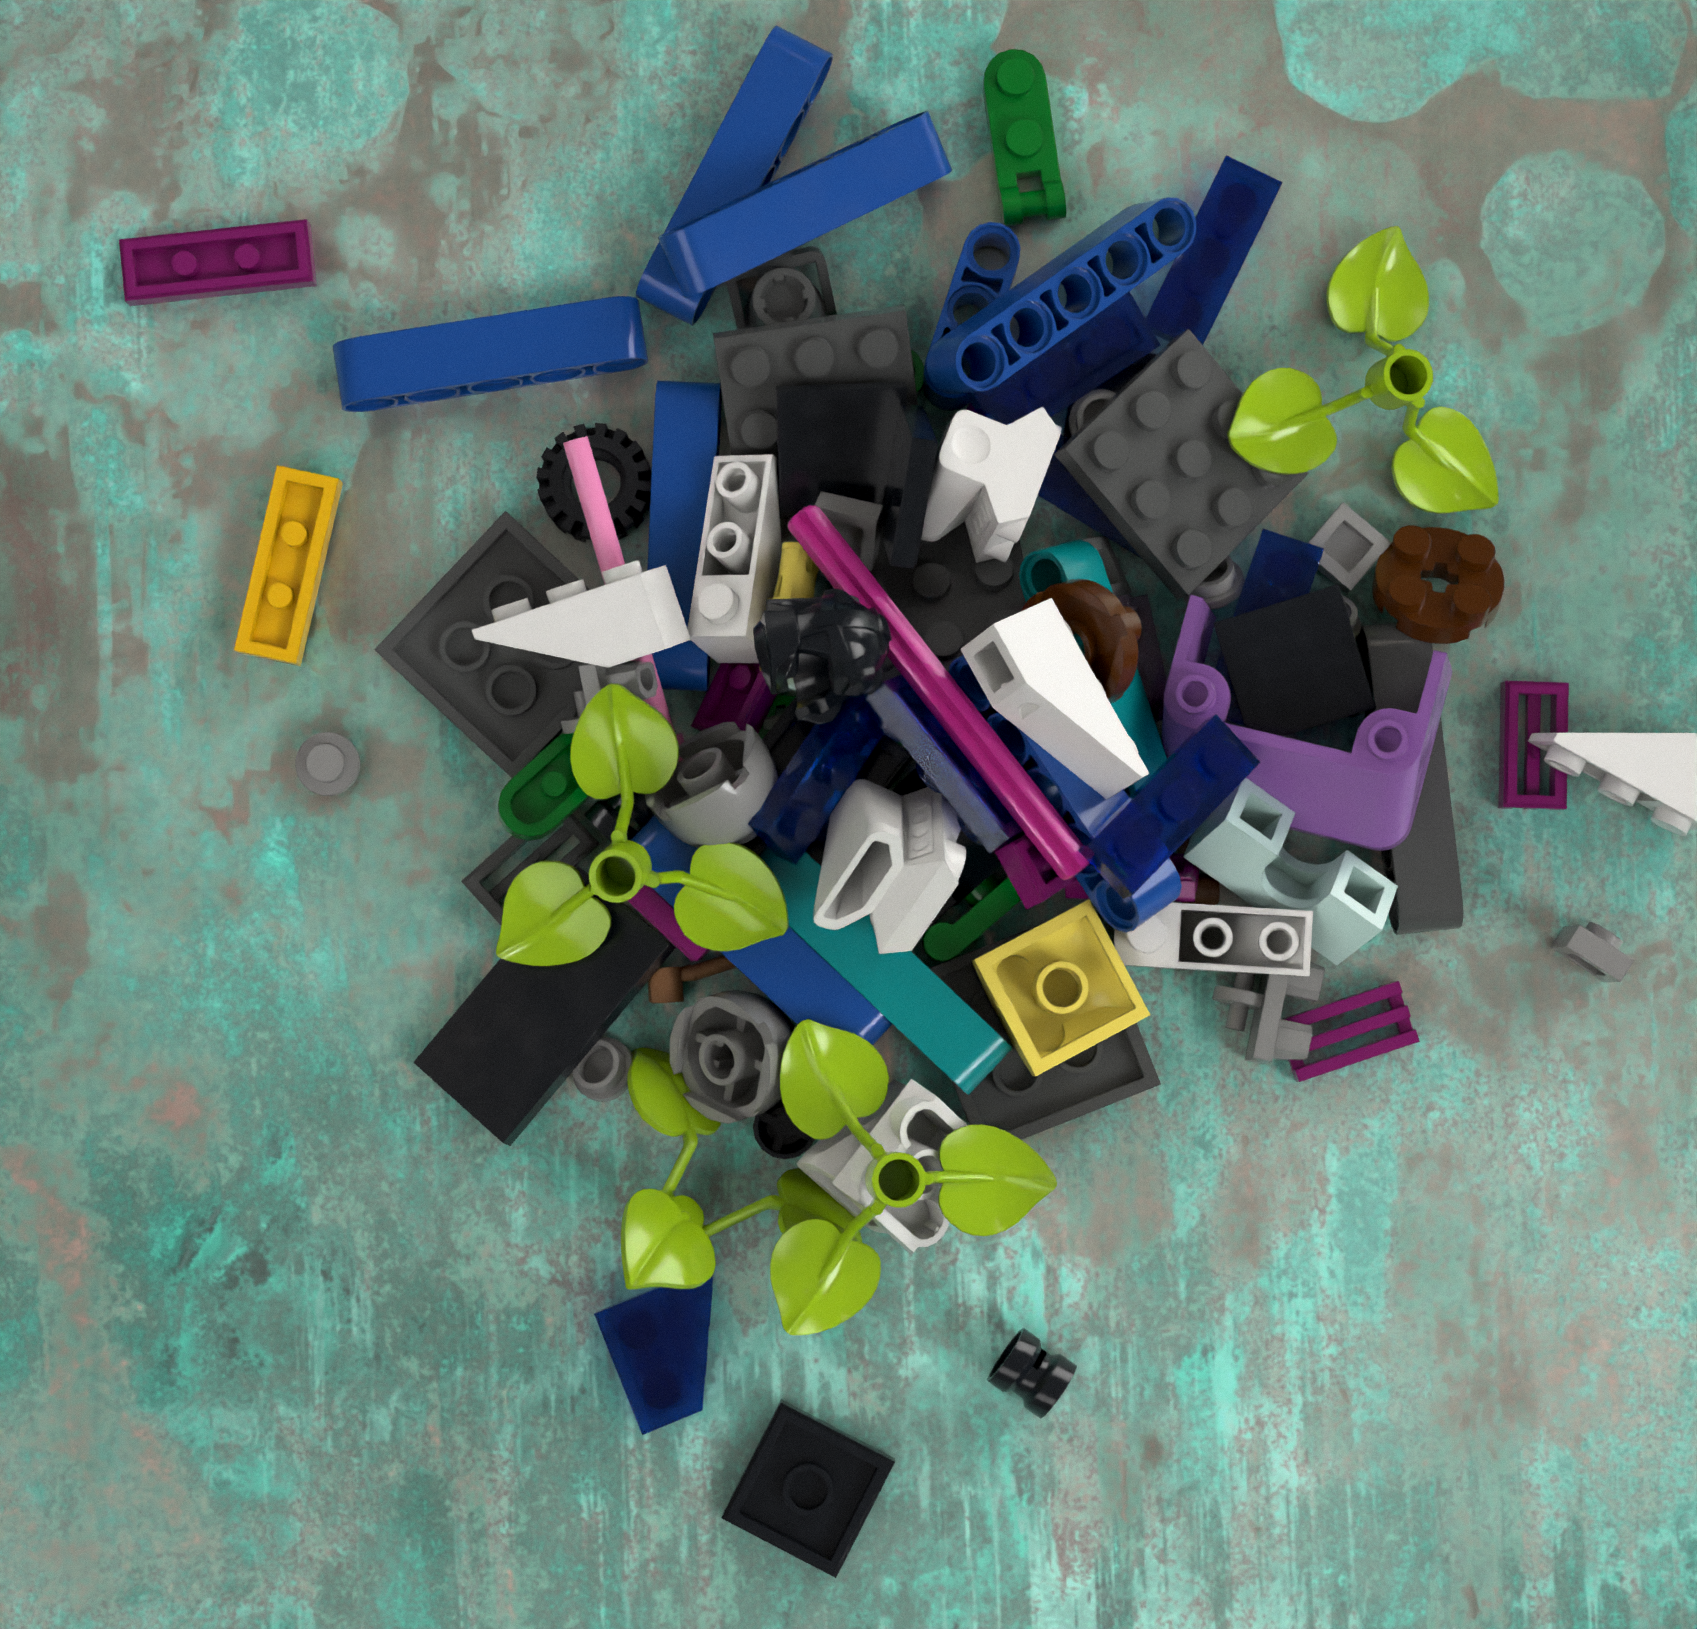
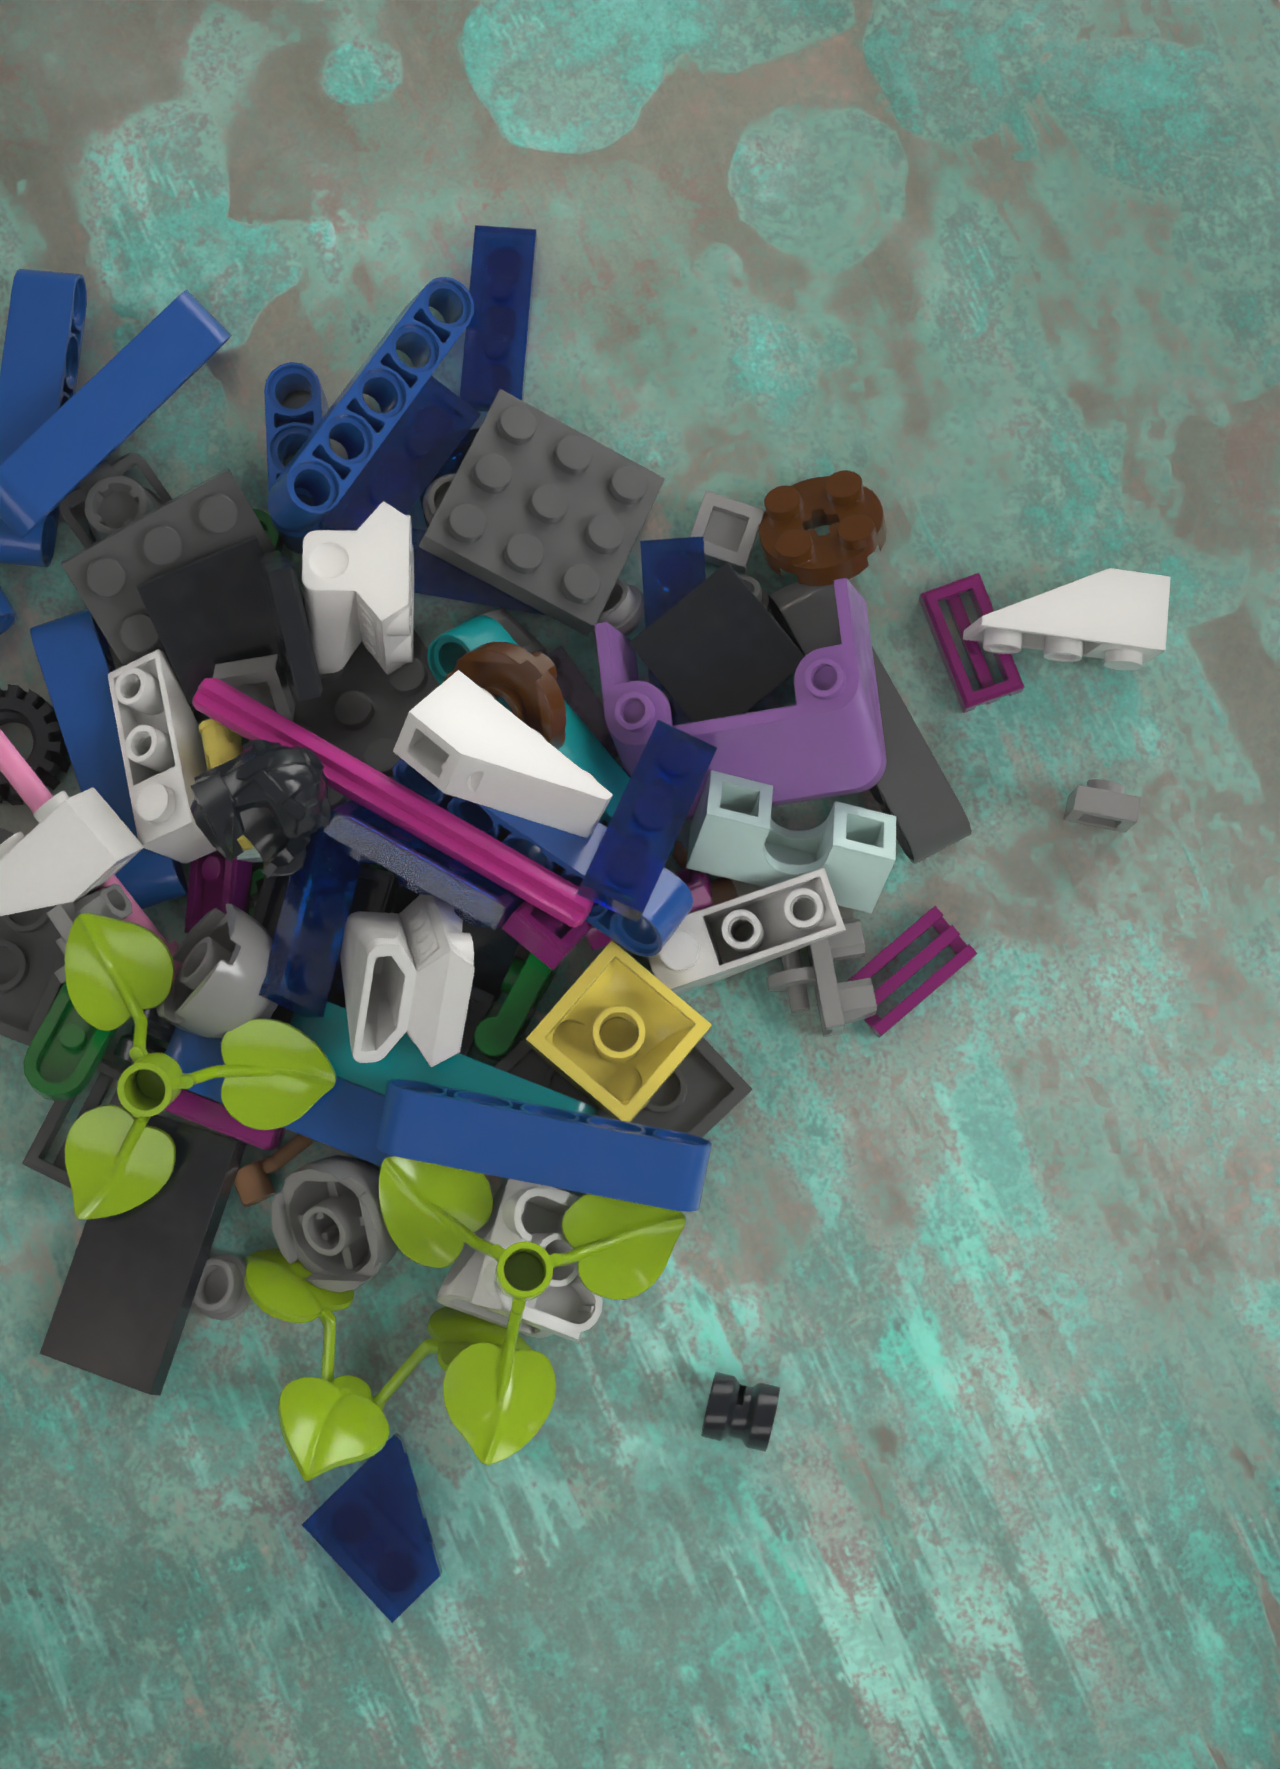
camera: 15 degrees left, 5 degrees down
(779, 1135) = (404, 1277): black wheel -> none
(808, 1488) = (573, 1610): black tile -> none
(953, 1066) = (543, 1145): none -> blue beam
(1022, 137) = (285, 282): green plate -> none
(1282, 415) = (625, 443): lime plant -> none

